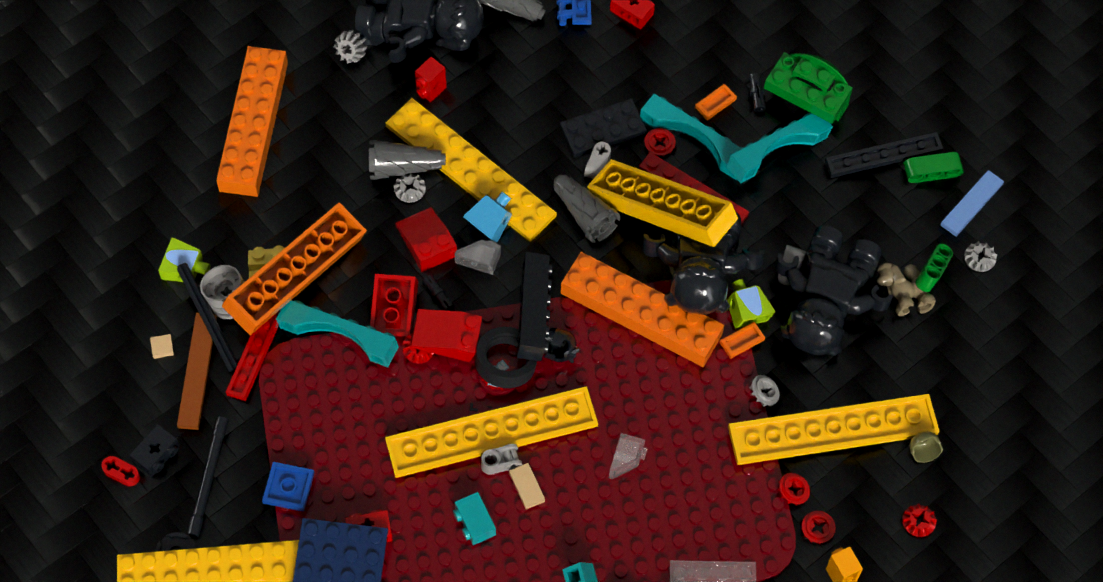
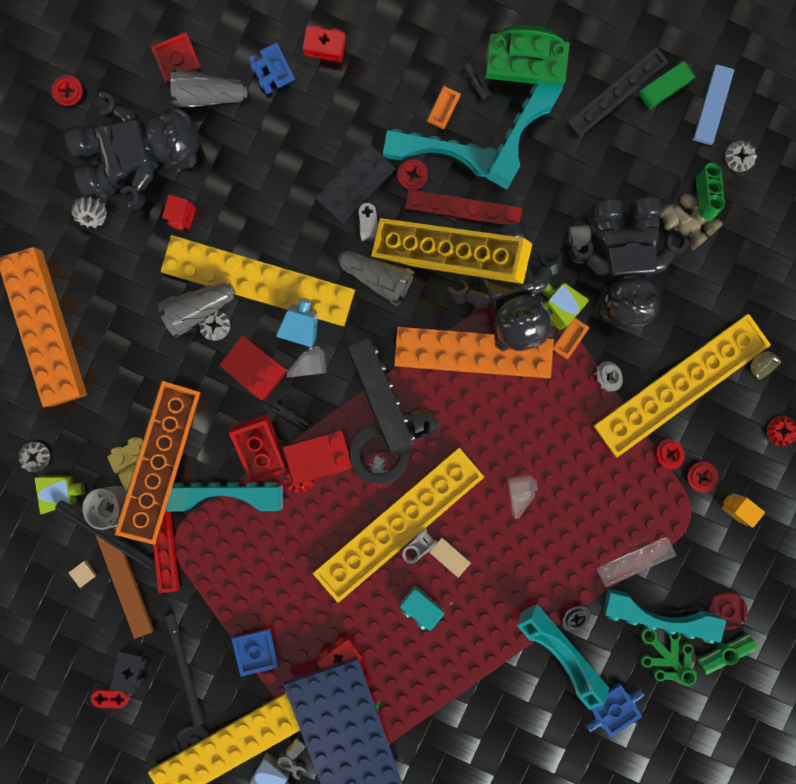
camera: 25 degrees left, 25 degrees up
(187, 225) = (42, 457): none -> light grey gear

